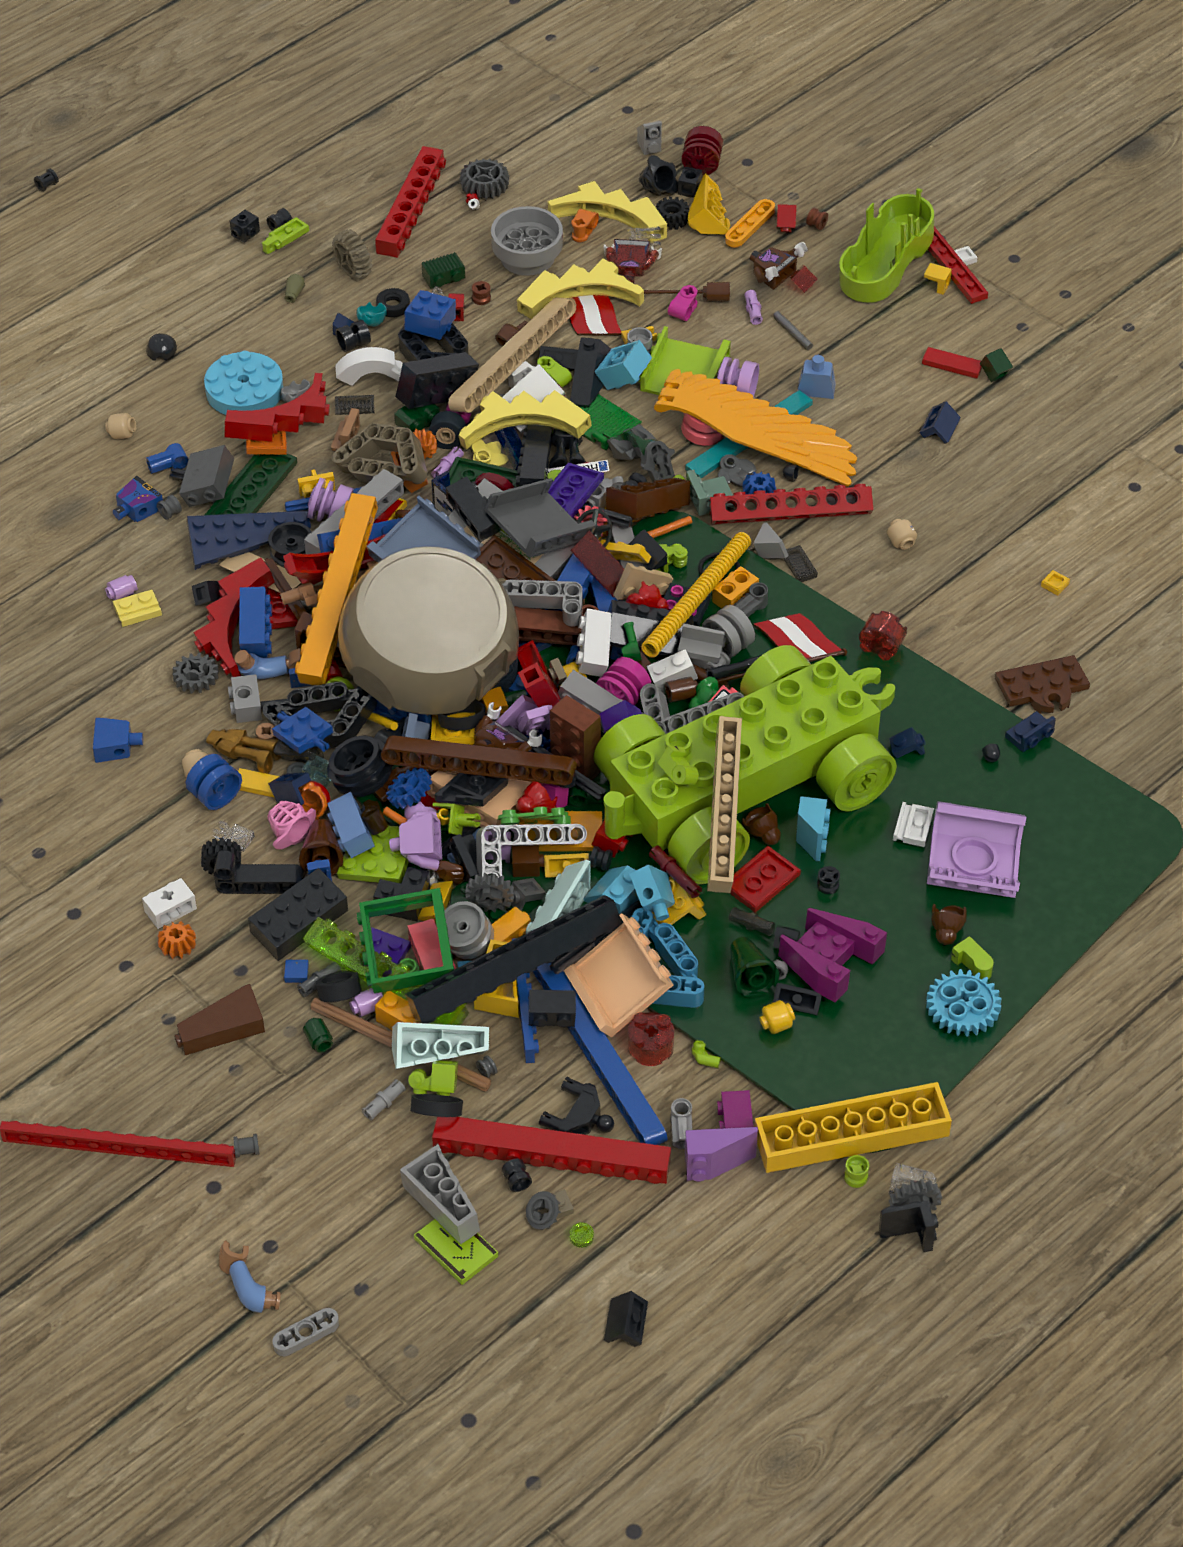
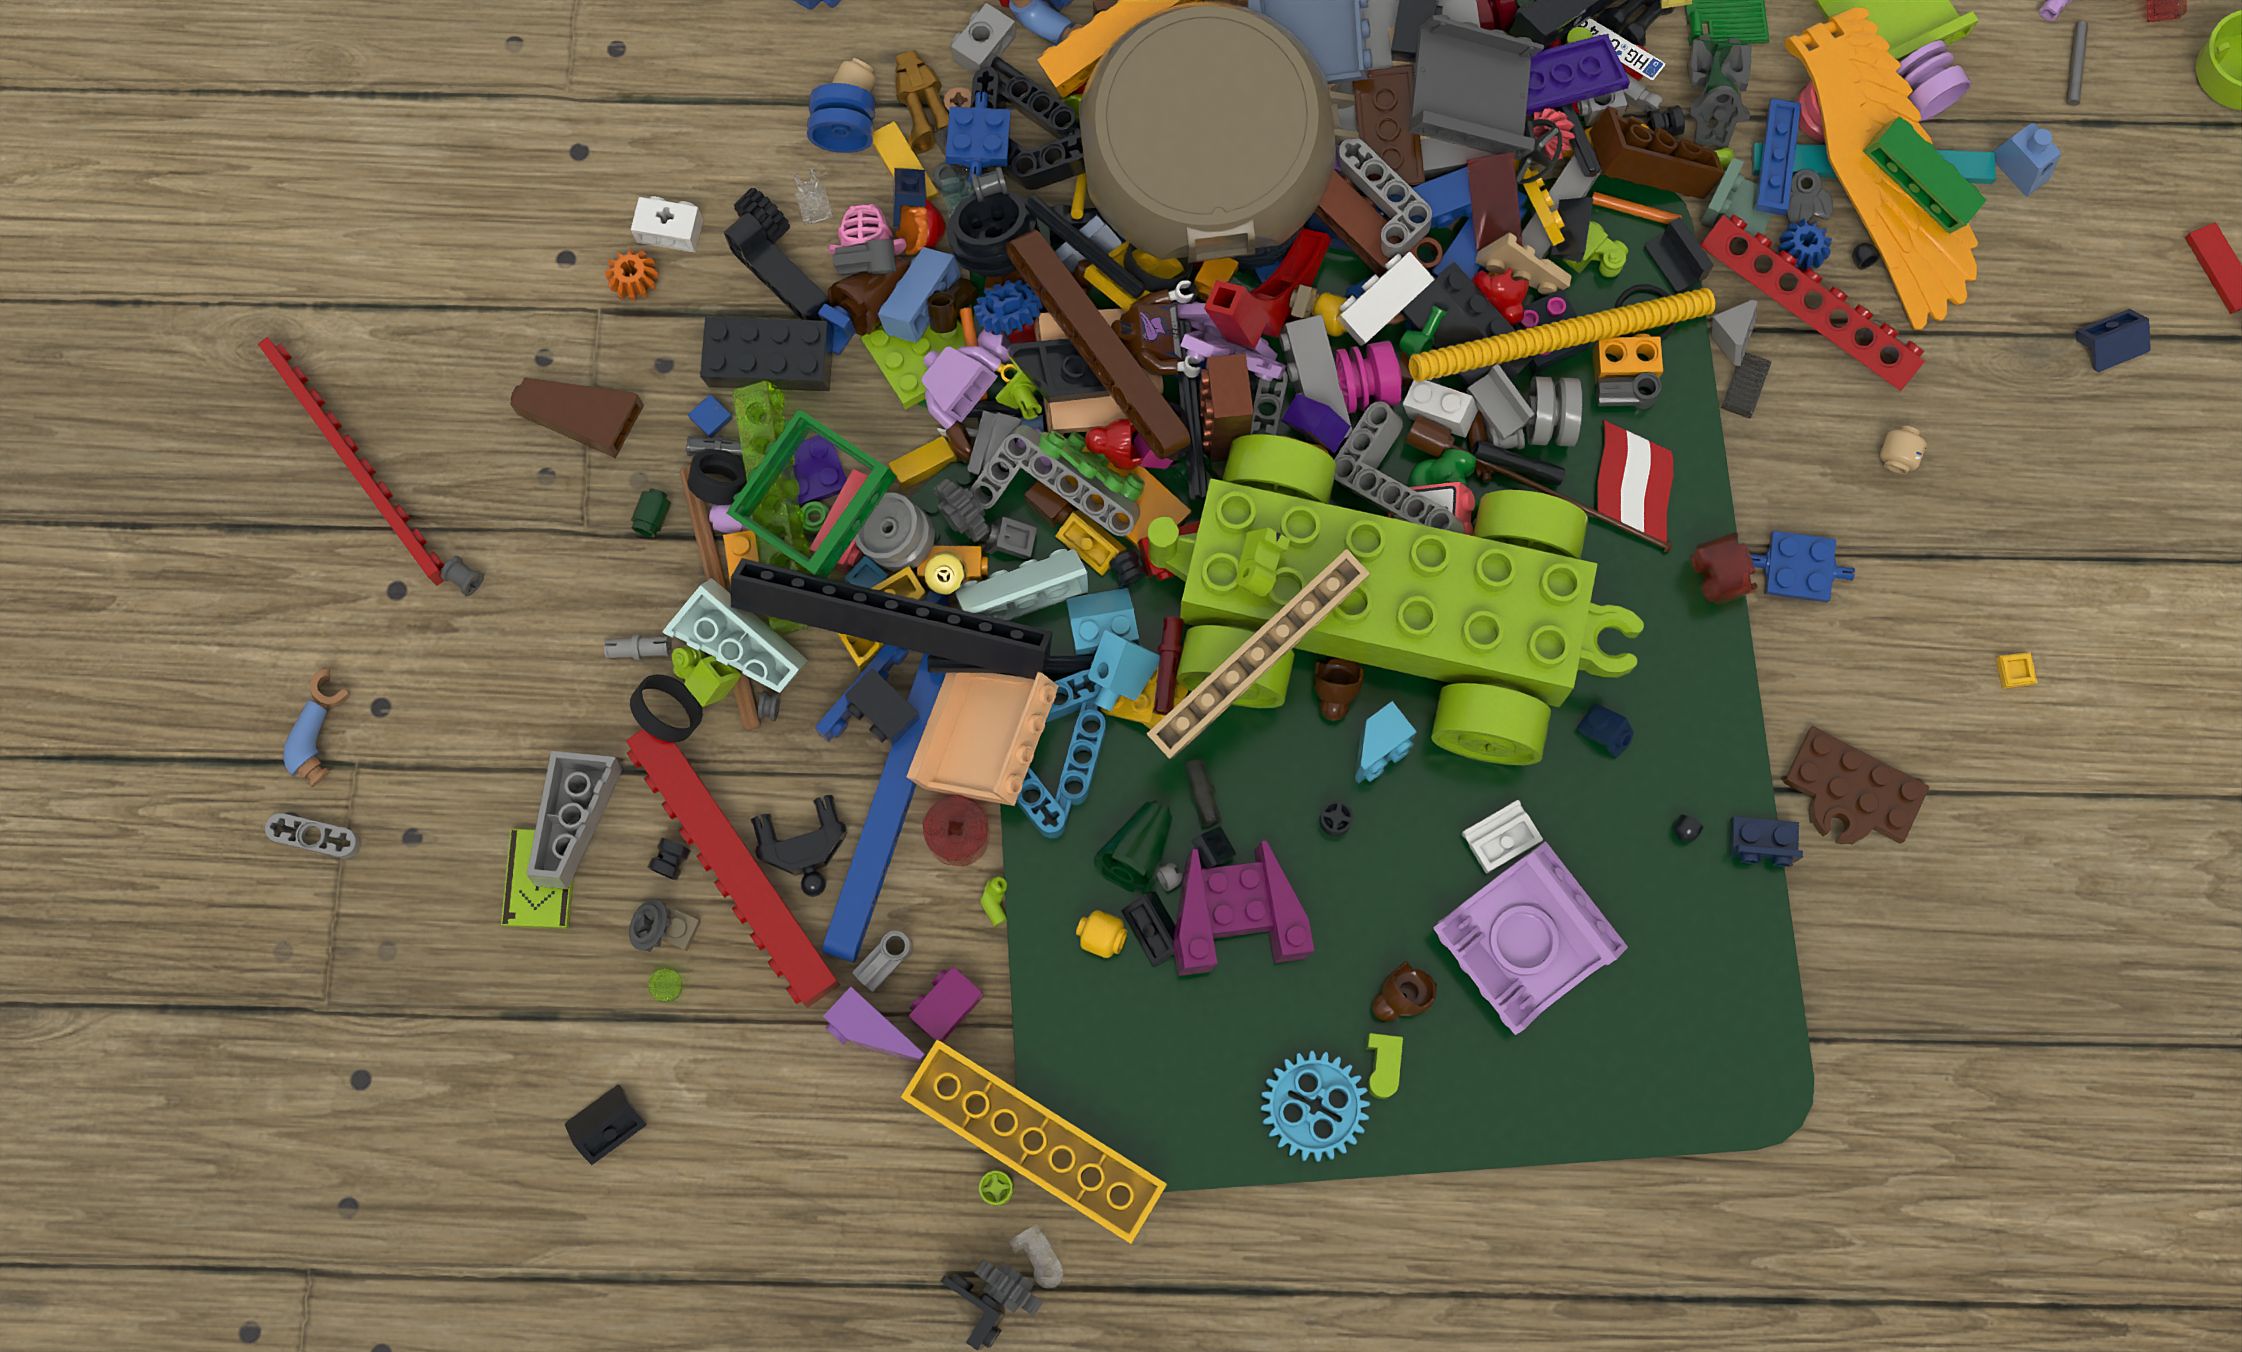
camera: 45 degrees right, 25 degrees up
(311, 819) = (872, 257): none -> dark grey piece
(337, 740) = (989, 183): none -> dark grey bush
(413, 881) = (895, 432): black brick -> none
(421, 730) = (1085, 246): none -> black axle
(514, 923) = (945, 561): none -> light yellow head
(704, 459) = (1778, 157): none -> blue plate
(707, 531) = (1679, 256): none -> black panel
(763, 878) = (1271, 748): red tile -> none
(782, 414) = (1924, 175): none -> green brick
(916, 613) = (1801, 566): none -> blue plate

